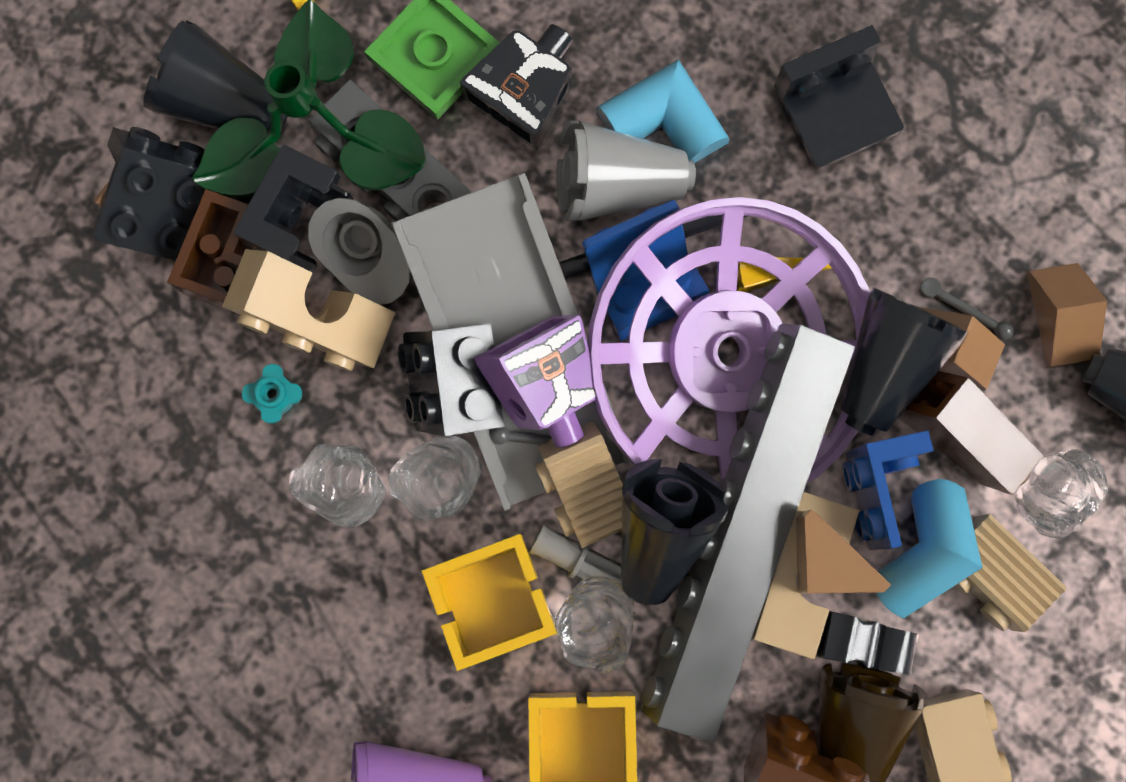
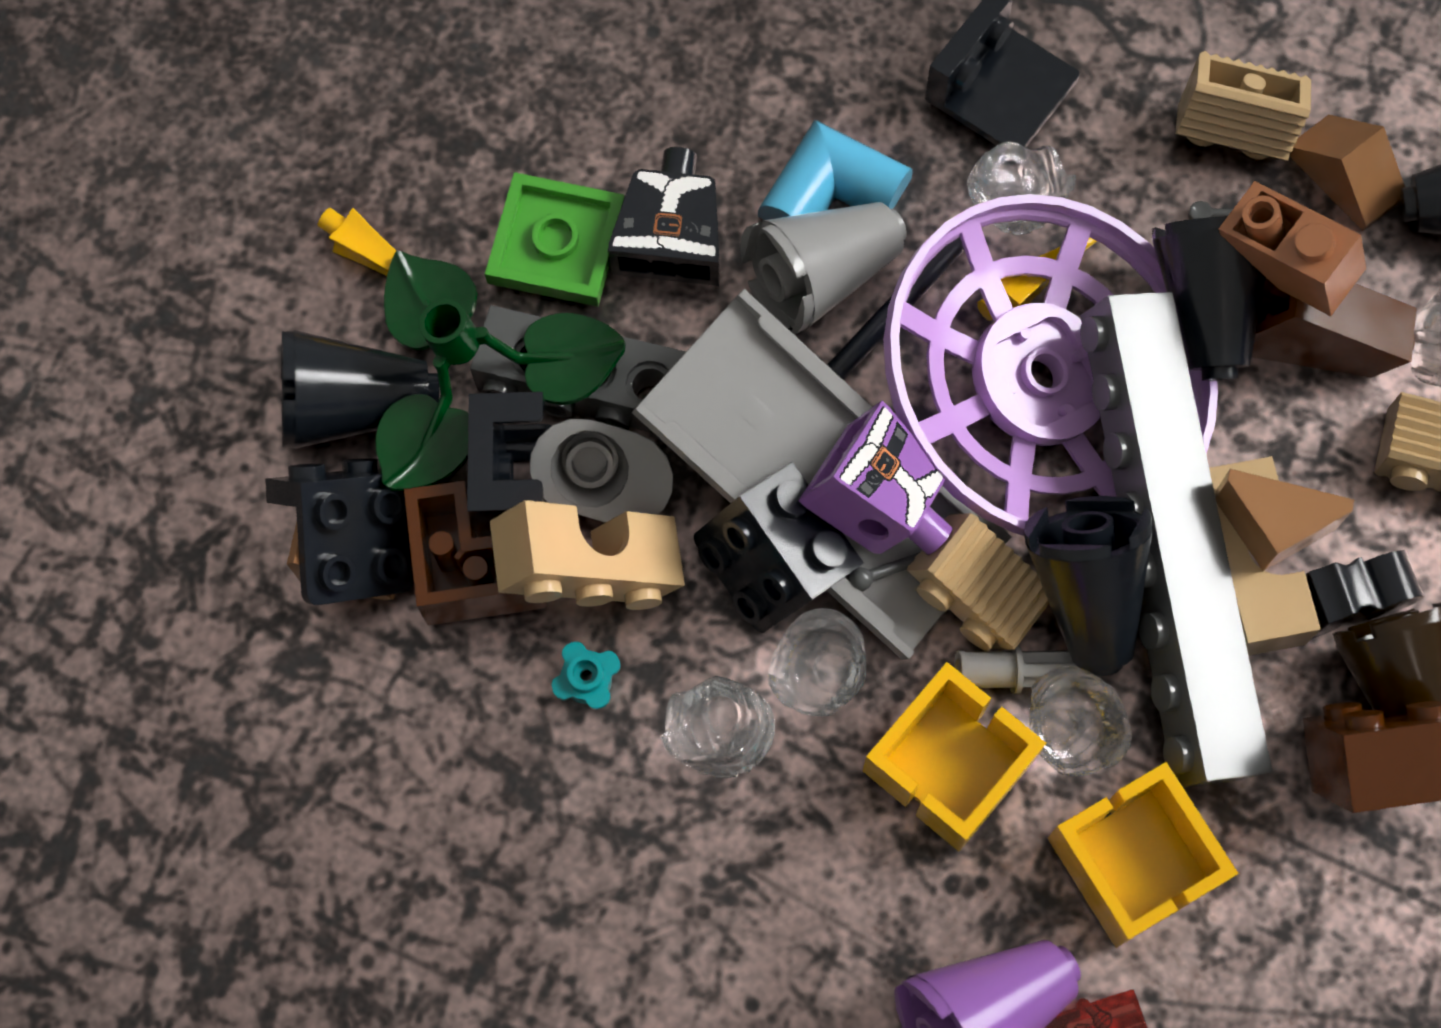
camera: 30 degrees left, 10 degrees down
(608, 245) = (864, 334): blue bracket -> none
(805, 186) = (1016, 171): none -> clear hair
(866, 477) = (1267, 426): blue bracket -> none
(944, 552) = (1381, 450): medium azure brick -> none
(964, 367) = (1296, 247): none -> nougat slope
(1011, 224) = (1243, 107): none -> tan brick

